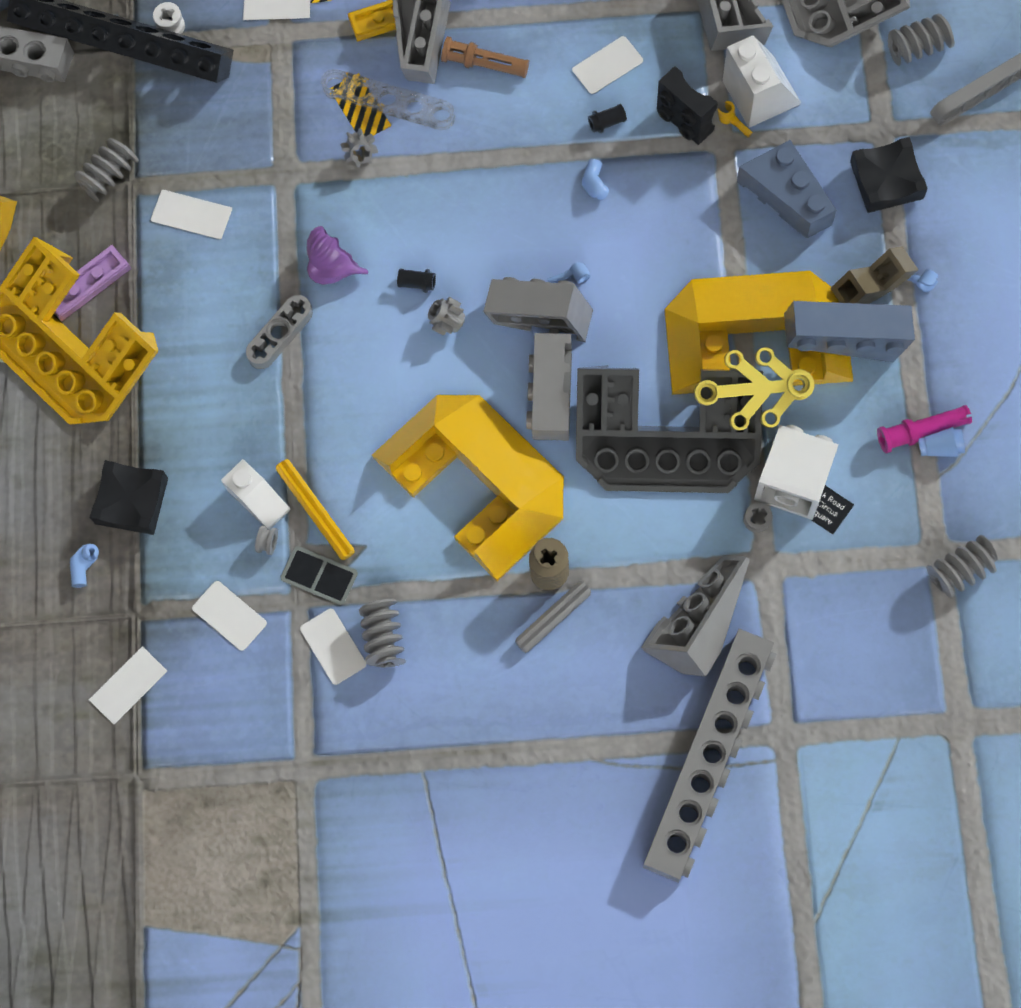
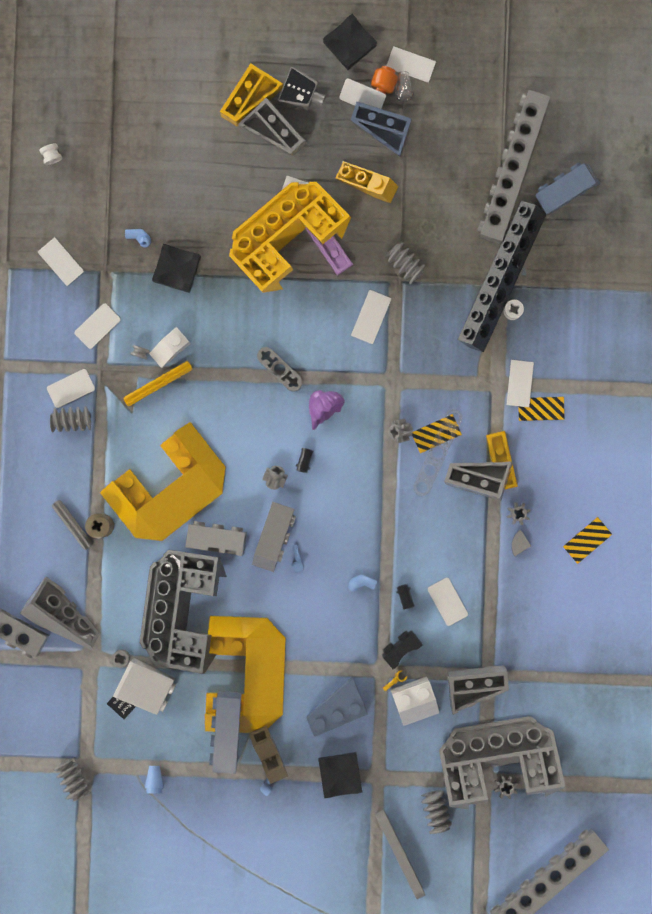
camera: 85 degrees right, 15 degrees up
(319, 575) = (116, 383): black sticker -> none
(470, 51) = (462, 511): medium nougat pin -> none
(759, 388) = (192, 669): light yellow plant -> none
(910, 432) = (164, 762): dark pink pin -> none

